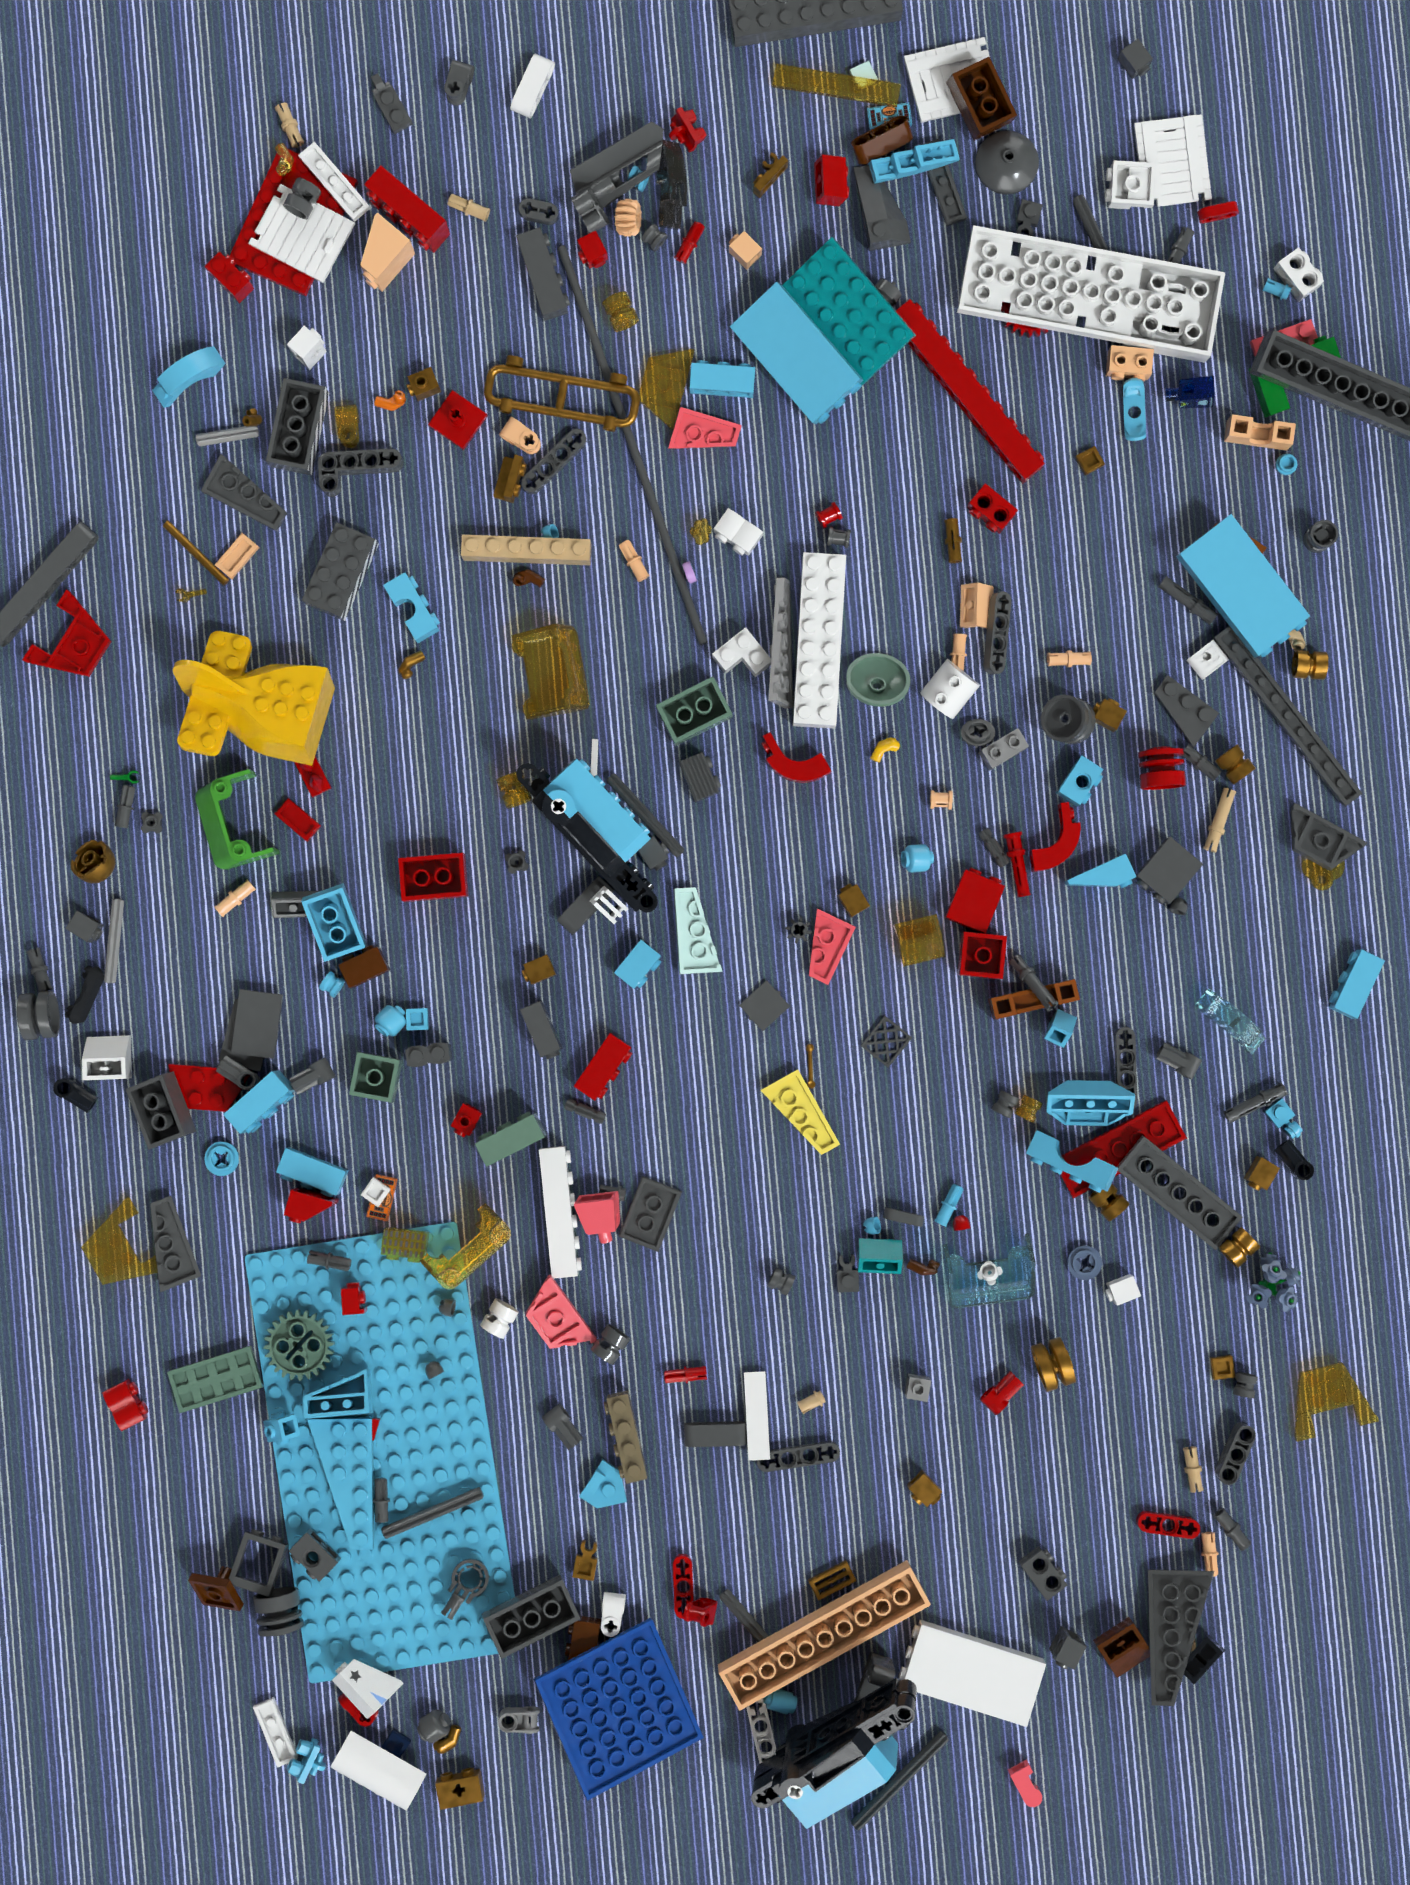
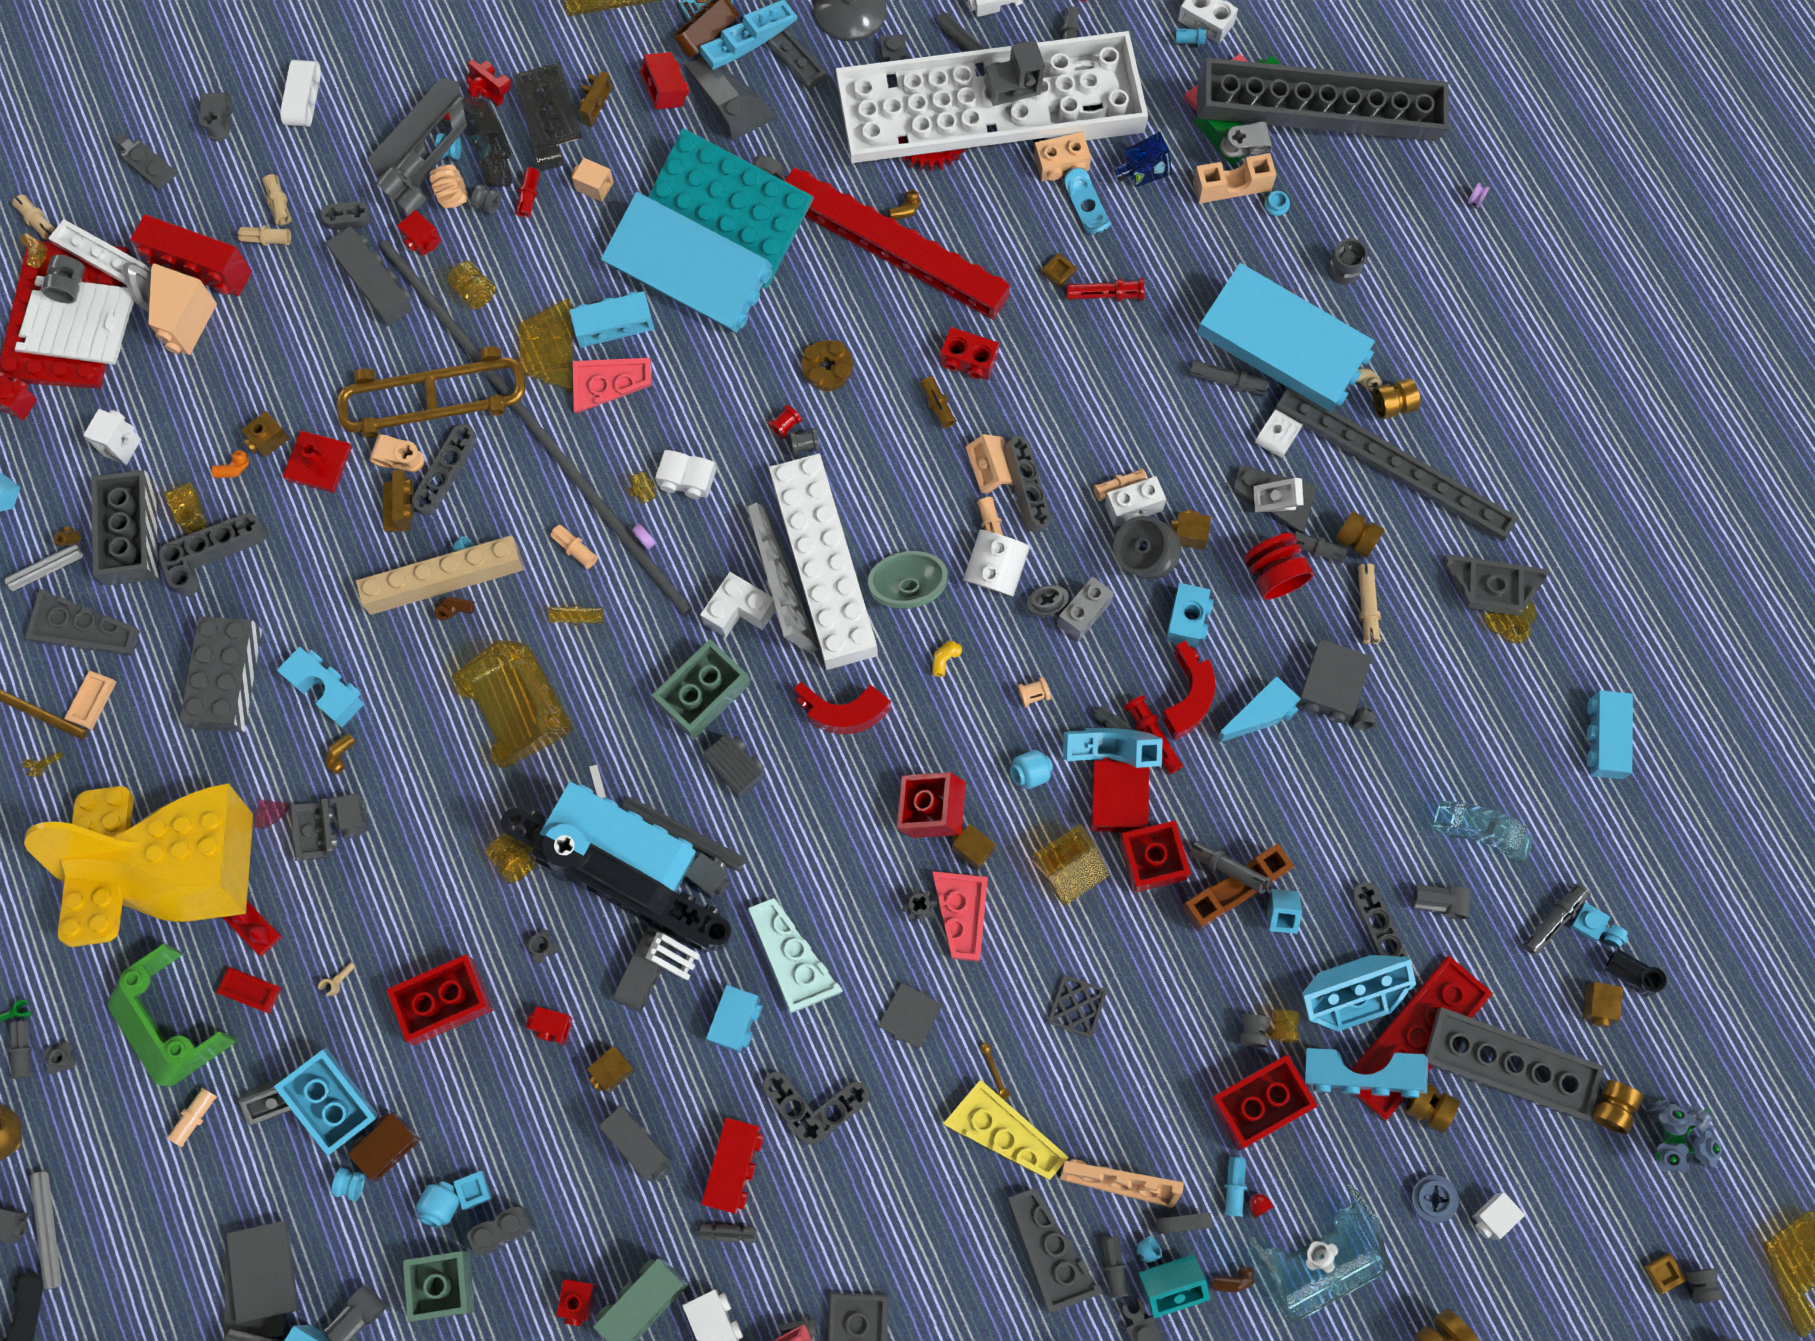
camera: 20 degrees left, 15 degrees down
(347, 692) = (269, 813): none -> clear pink tile
(360, 223) = (138, 284): none -> light grey arm
(362, 835) = (335, 982): none -> tan hand
(375, 717) = (312, 830): none -> dark grey bracket
(406, 716) = (350, 815): none -> dark grey brick
(487, 178) = (276, 199): none -> tan pin
(505, 922) = (549, 1025): none -> red brick
(618, 617) = (576, 615): none -> clear yellow pin
(674, 1054) = (819, 1116): none -> dark grey beam
(724, 191) = (550, 126): none -> clear smoke hinge
(803, 1209) = (1054, 1263): none -> dark grey wing
(833, 860) = (931, 805): none -> red brick
(844, 1228) = (1114, 1267): none -> dark grey axle
(869, 486) = (827, 351): none -> pearl gold plate
(870, 1175) = (1132, 1185): none -> light nougat wing
(990, 363) = (909, 206): none -> pearl gold arm
(990, 1156) = (1263, 1102): none -> red brick
(991, 864) = (1123, 745): none -> medium azure arch
(1074, 677) = (1135, 500): none -> white brick
(1115, 288) = (1018, 77): none -> dark grey brick
(1129, 495) = (1118, 290): none -> red pin
(1184, 713) = (1278, 495): none -> white slope
(1284, 406) = (1246, 140): none -> light grey piece

